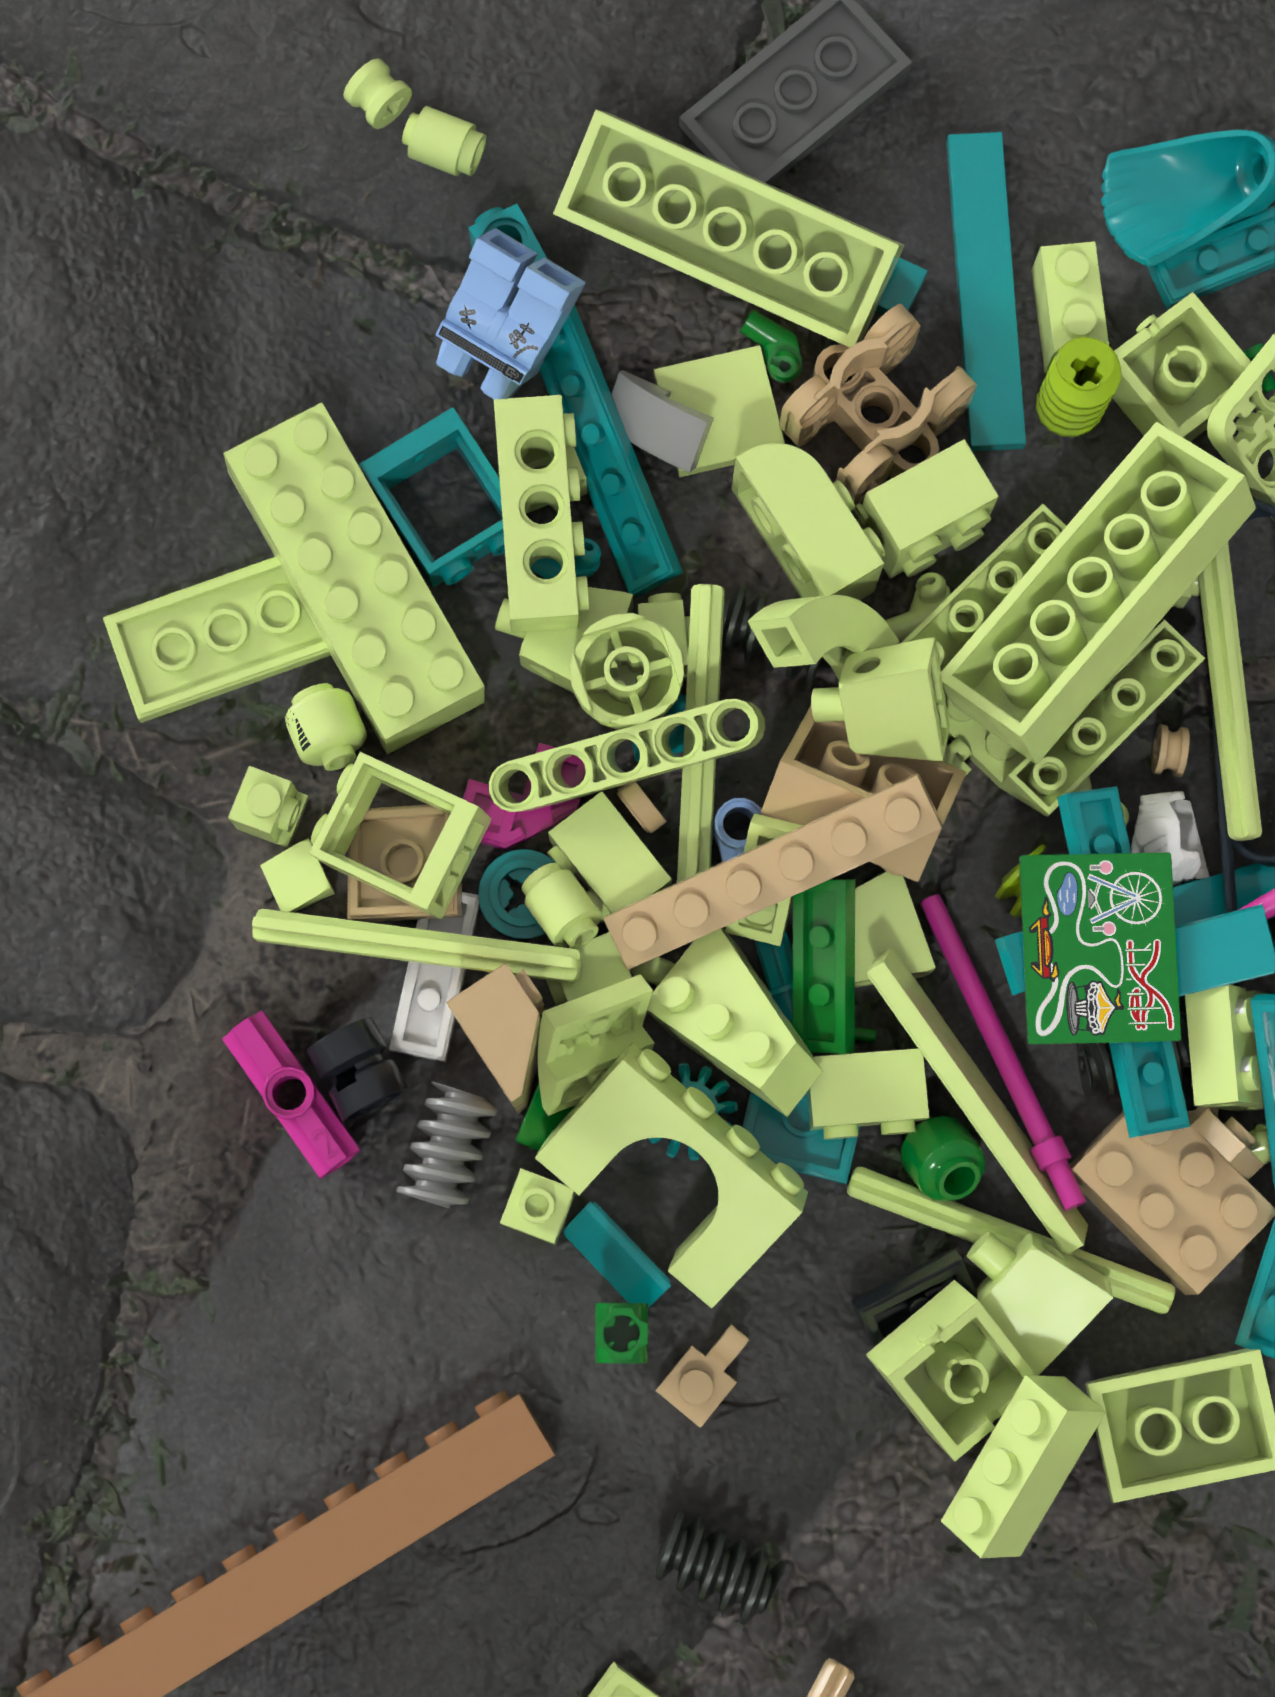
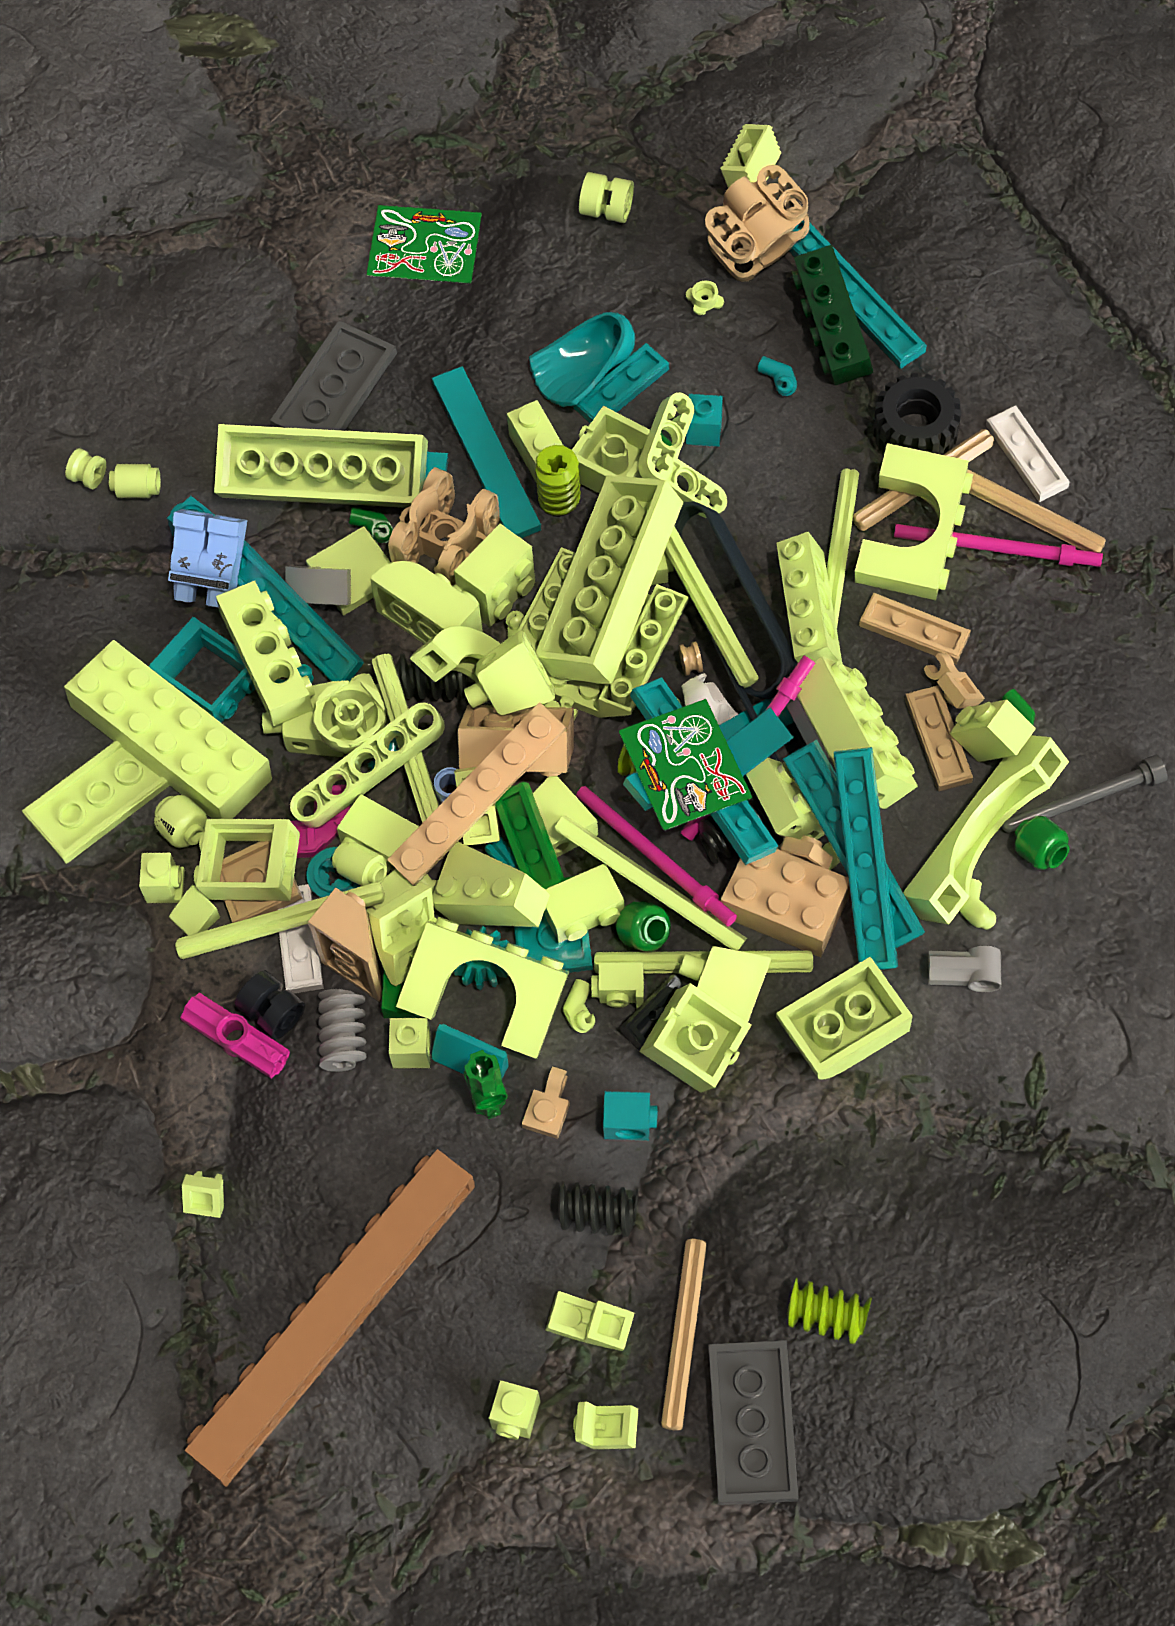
camera: 15 degrees left, 15 degrees down
(164, 1323) = (203, 1195): none -> yellowish green tile
(641, 807) = (388, 798): tan tile -> none
(797, 1243) = (575, 1007): none -> yellowish green arm
(815, 1441) = (628, 1115): none -> teal brick
(875, 1233) = (619, 984): none -> yellowish green brick
(1022, 1466) = (756, 1075): yellowish green brick -> none

